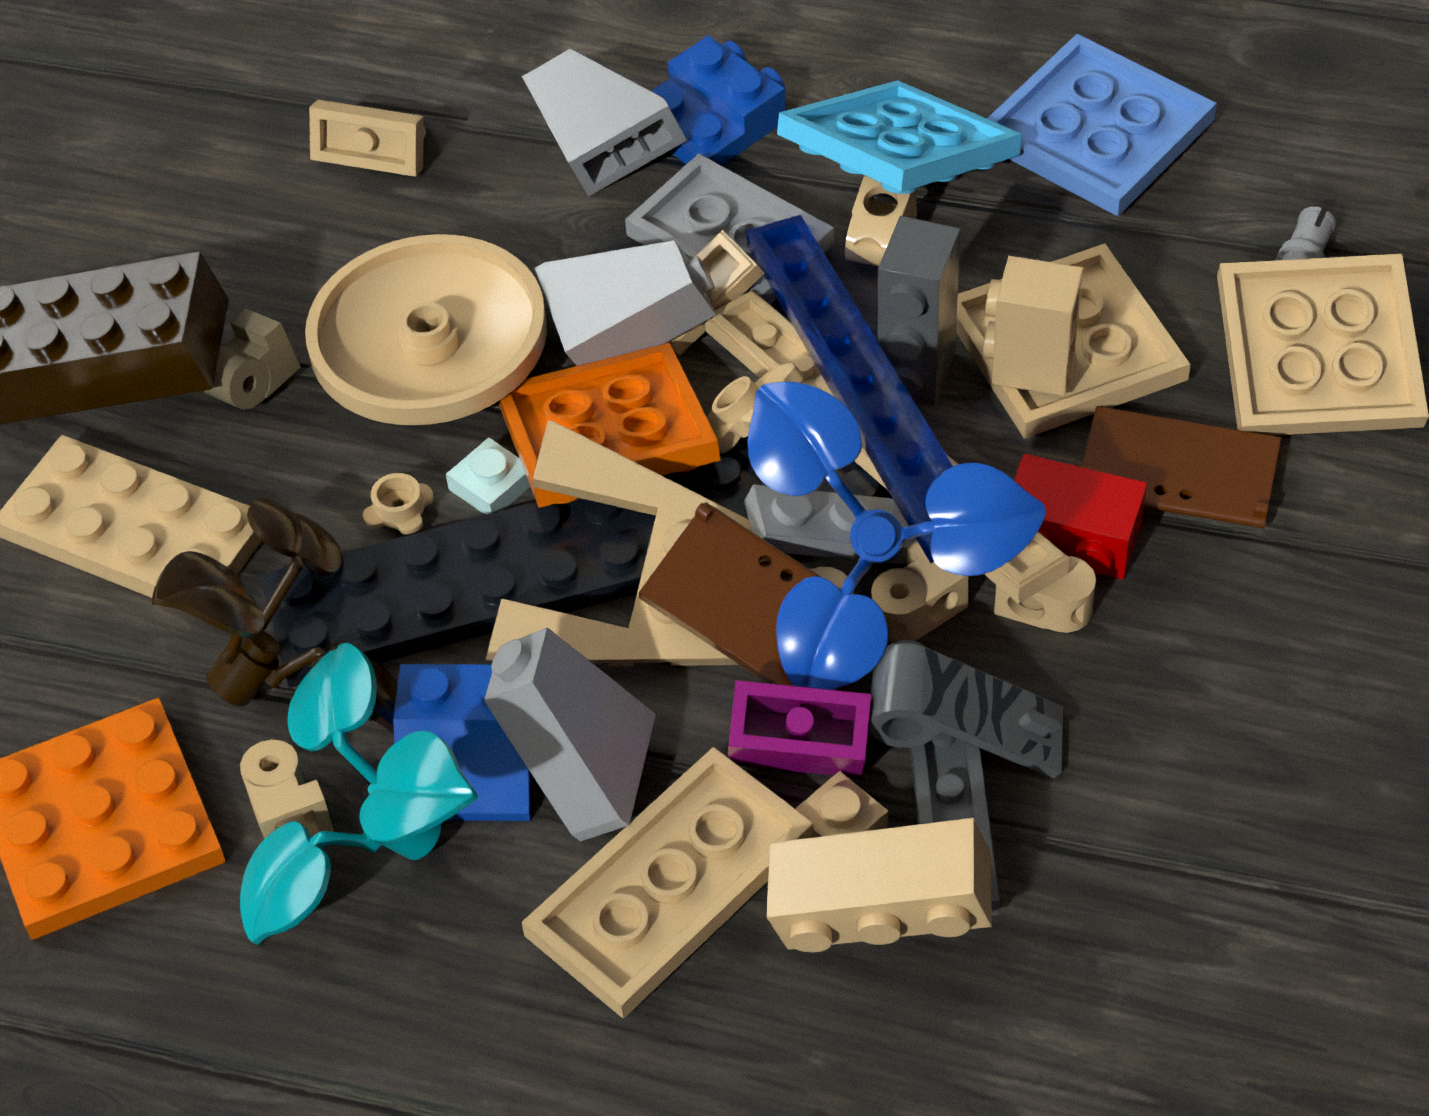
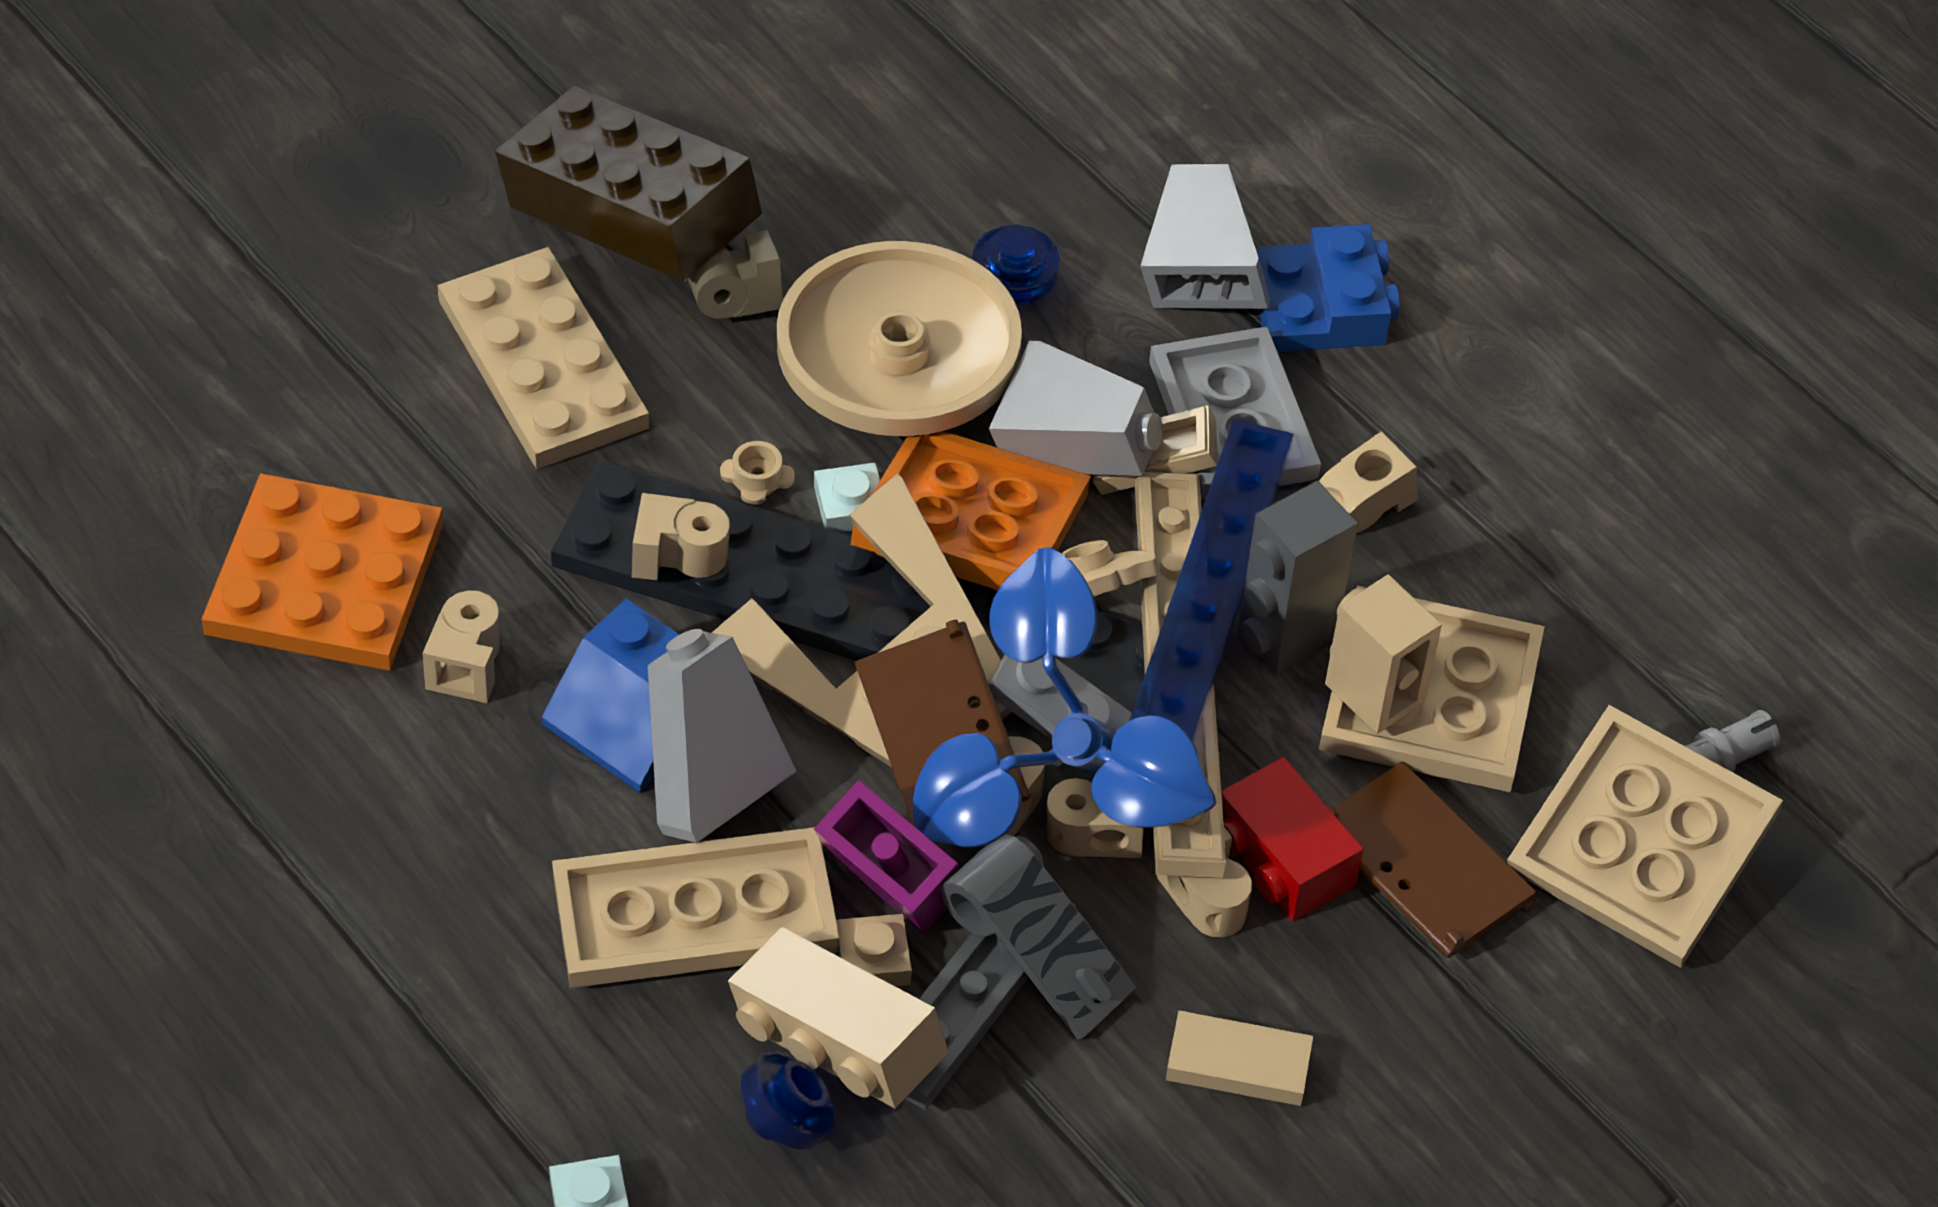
camera: 30 degrees right, 0 degrees up
(218, 598) = (507, 449): dark brown plant -> none
(366, 137) = (1006, 141): tan tile -> none
(395, 587) = (679, 536): none -> tan leg
(408, 798) = (514, 699): teal plant -> none
(462, 213) = (1020, 259): none -> clear blue plate
(895, 984) = (786, 1101): none -> clear blue plate
(899, 136) = (1445, 417): medium azure plate -> none
(1102, 123) = (1651, 517): medium blue plate -> none
(1190, 706) = (1239, 1058): none -> tan tile

